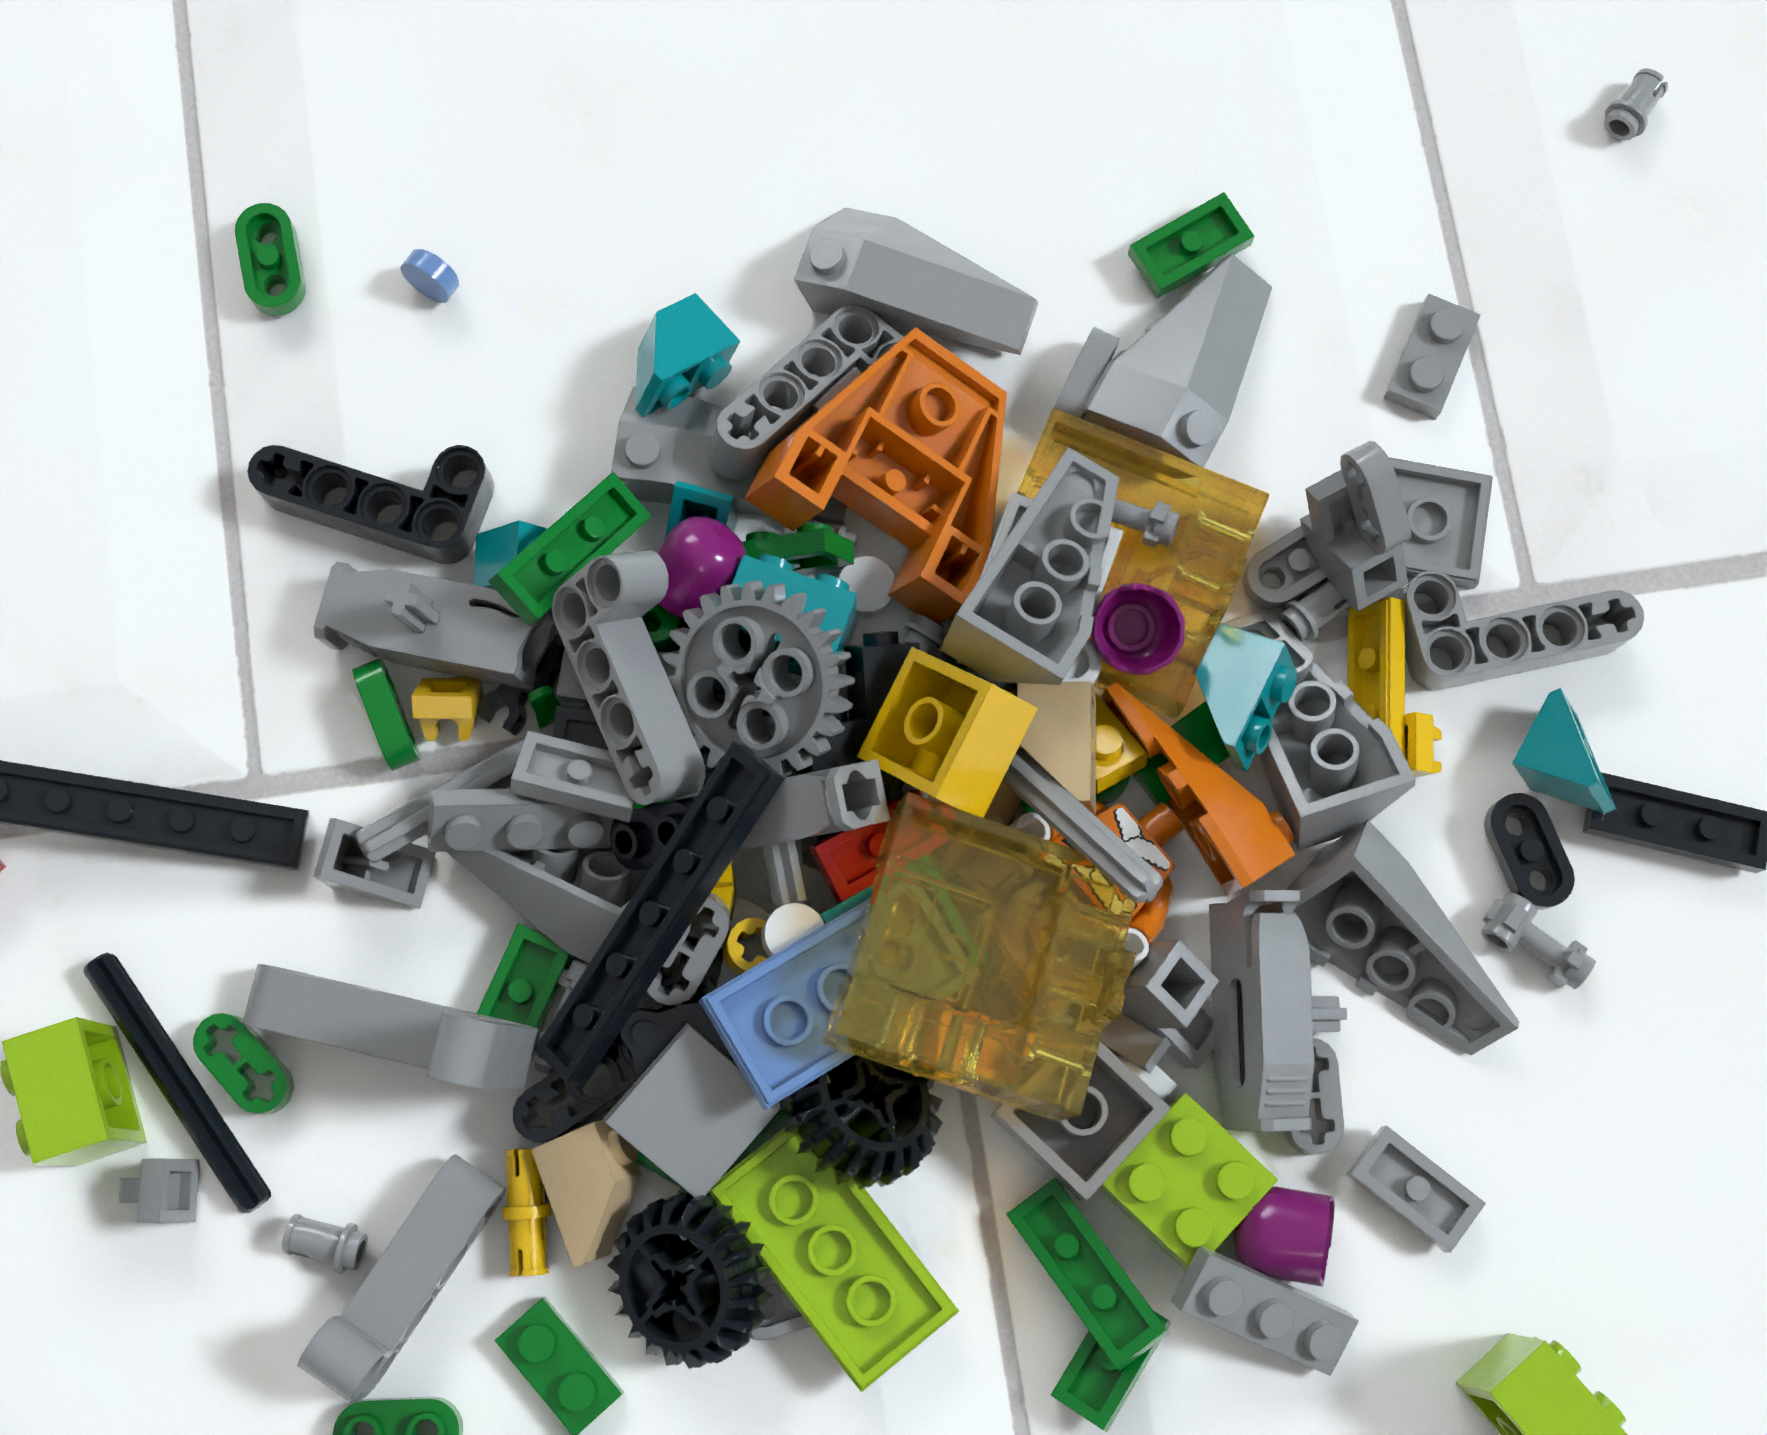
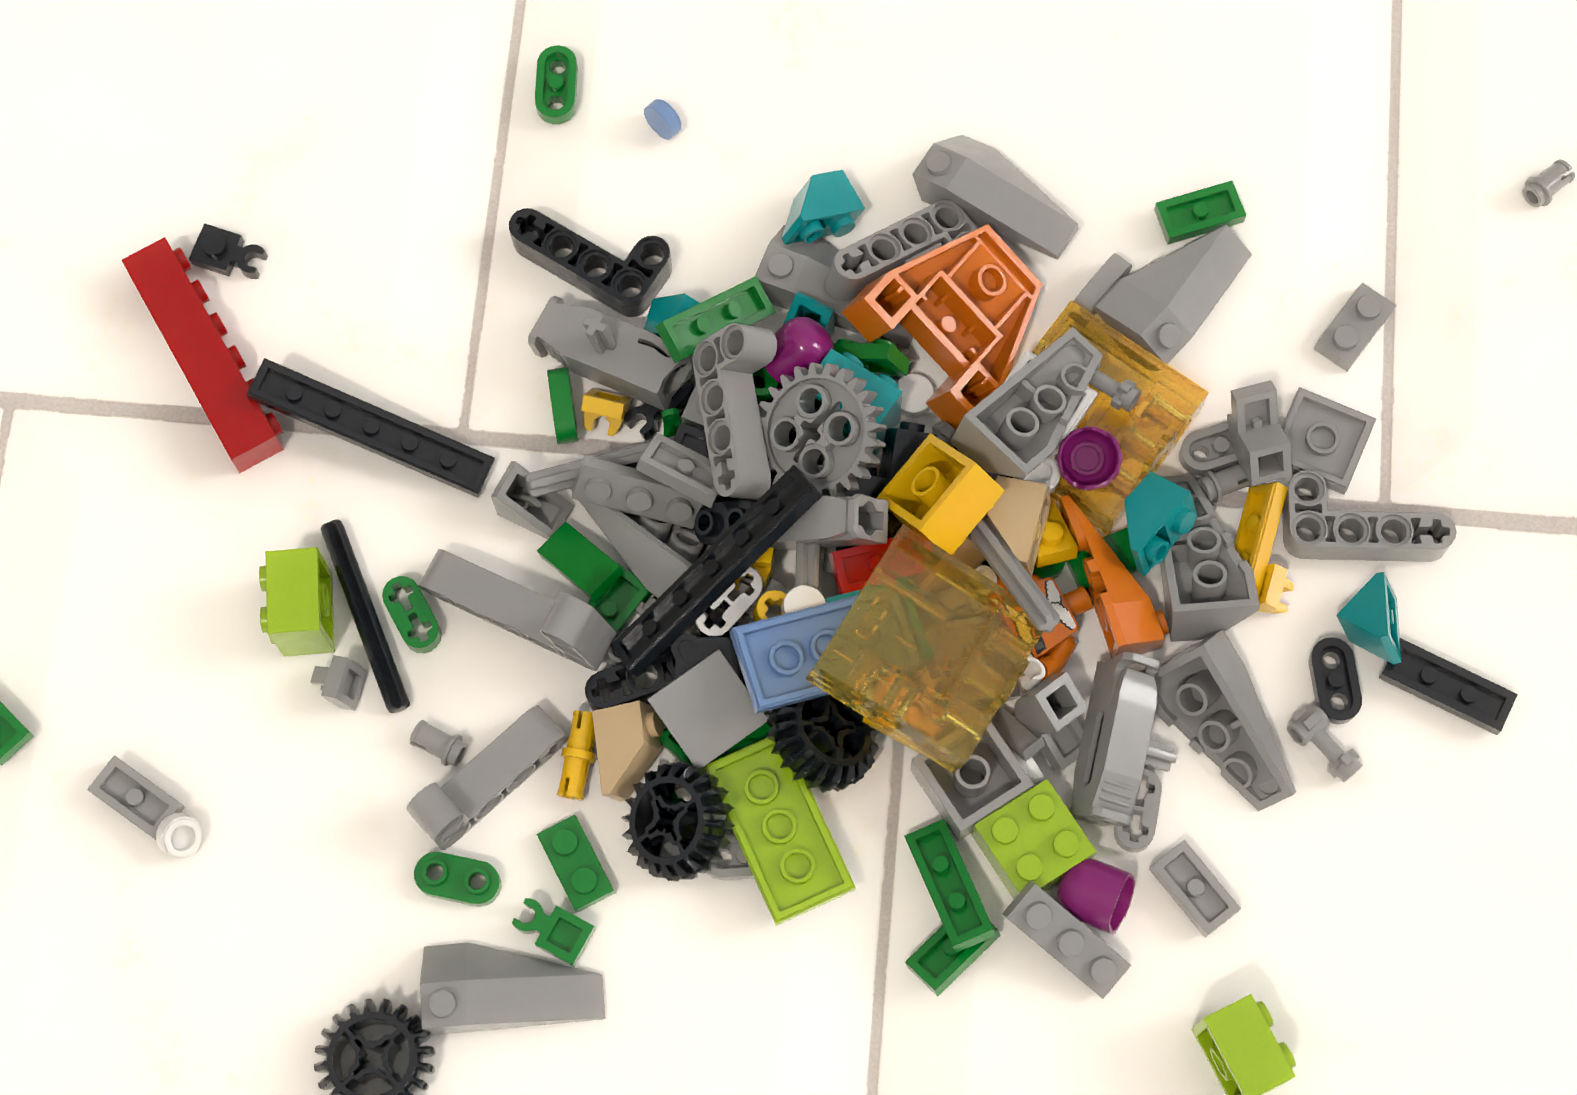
camera: 20 degrees right, 5 degrees down
(463, 933) = (580, 561): none -> green tile
(1375, 497) = (1275, 405): light grey beam -> none

